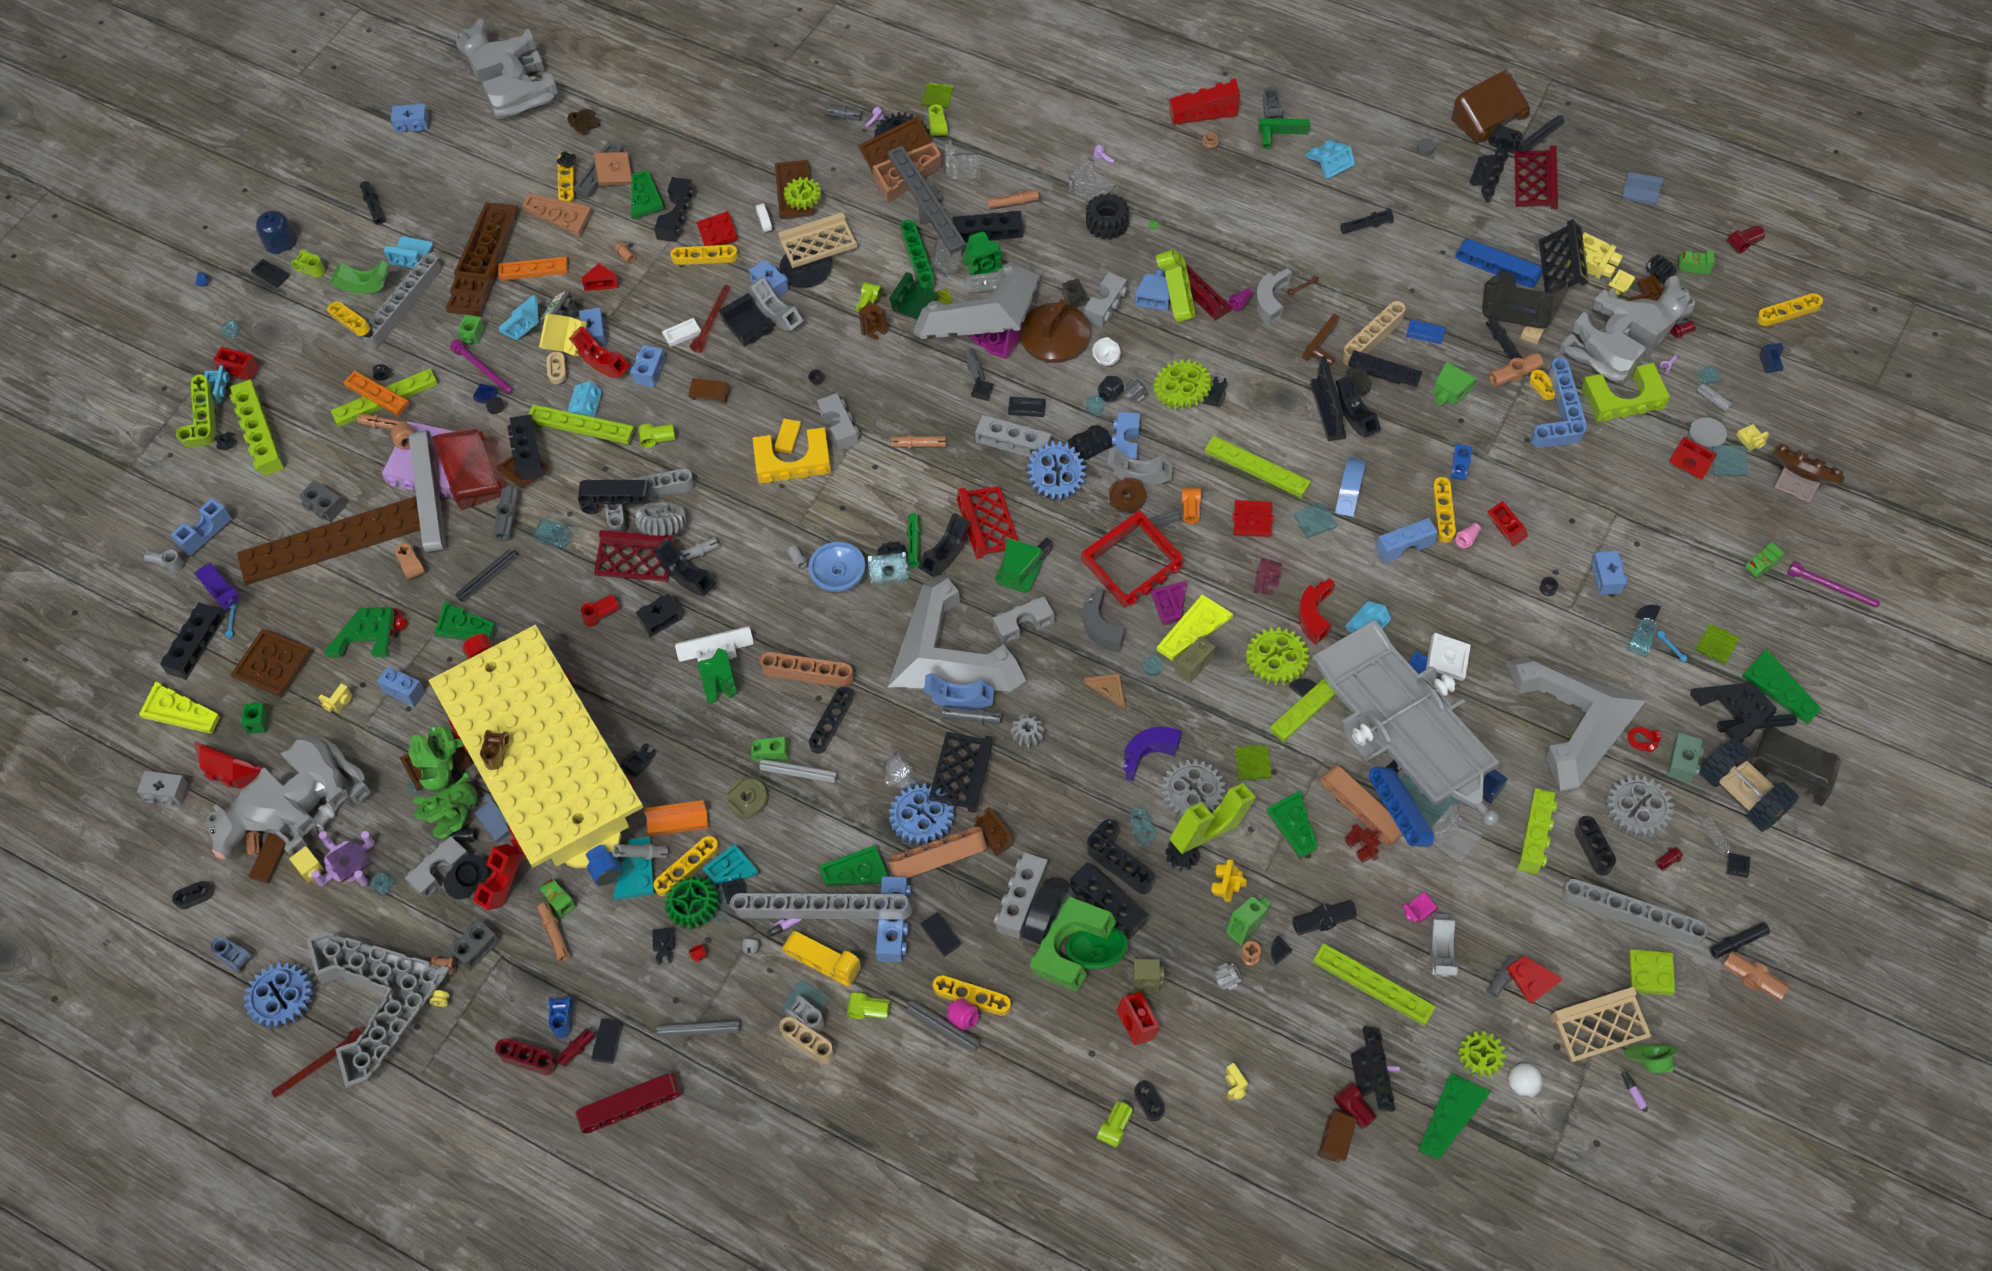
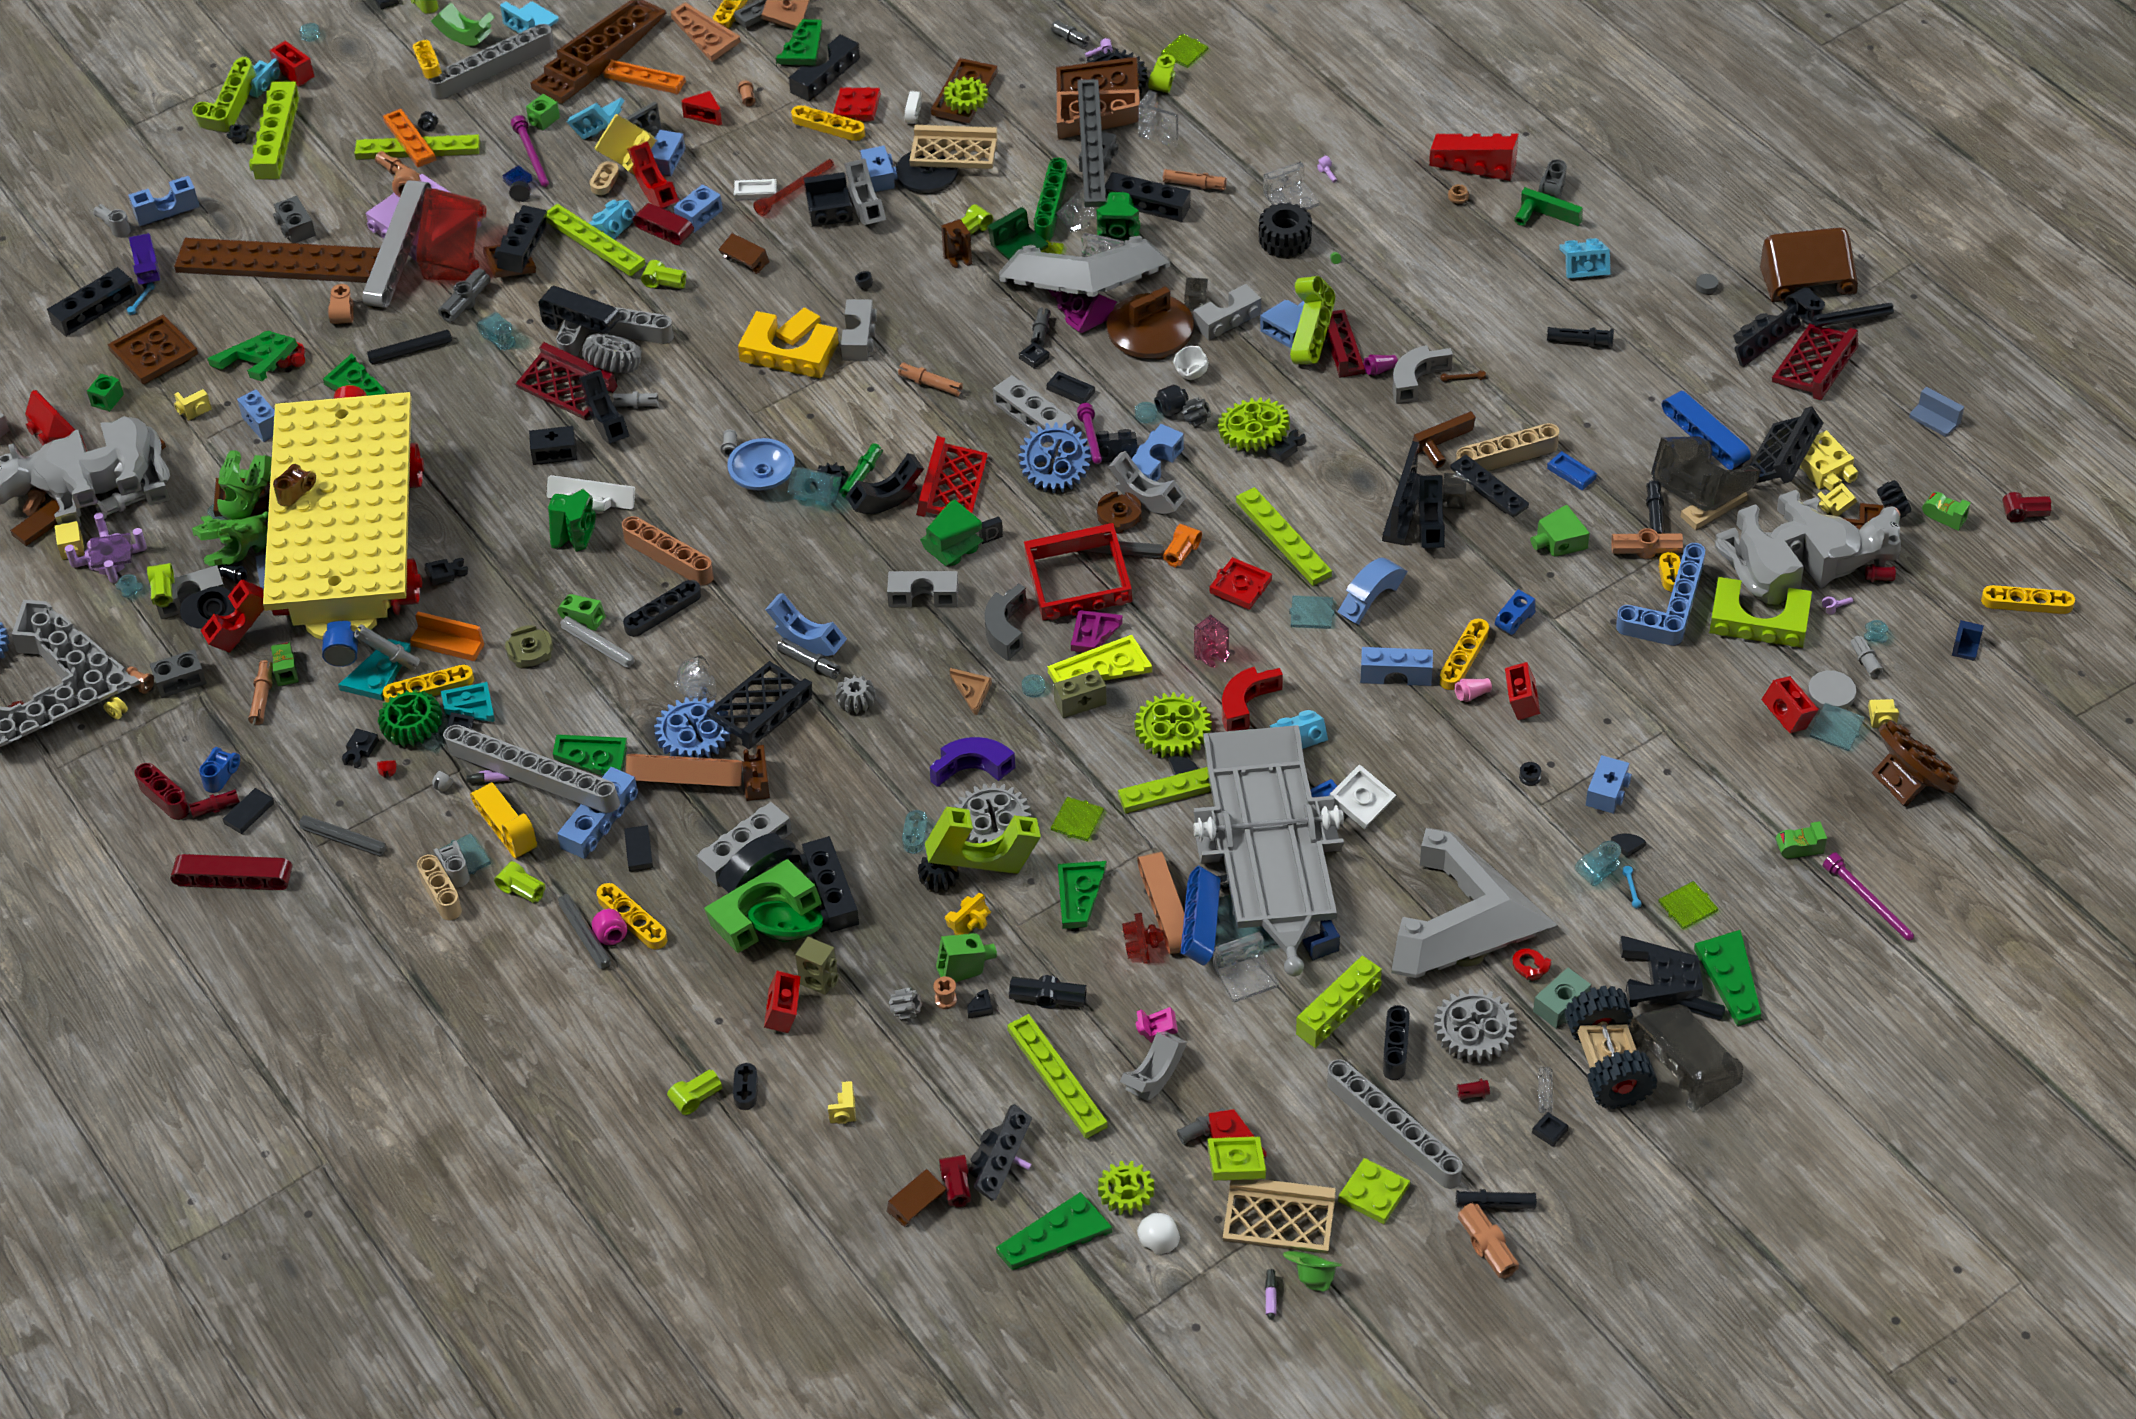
camera: 25 degrees right, 10 degrees down
(173, 709) = (37, 357): neon yellow wing -> none
(414, 871) = (161, 580): none -> lime piece
(598, 610) = (489, 418): red piece -> none
(628, 390) = (663, 224): none -> dark red beam
(921, 656) = (799, 581): light grey wedge -> none
(1054, 425) = (1086, 414): none -> magenta piece
(1122, 859) = (858, 834): black beam -> none
(1553, 996) = (1236, 1158): none -> lime plate

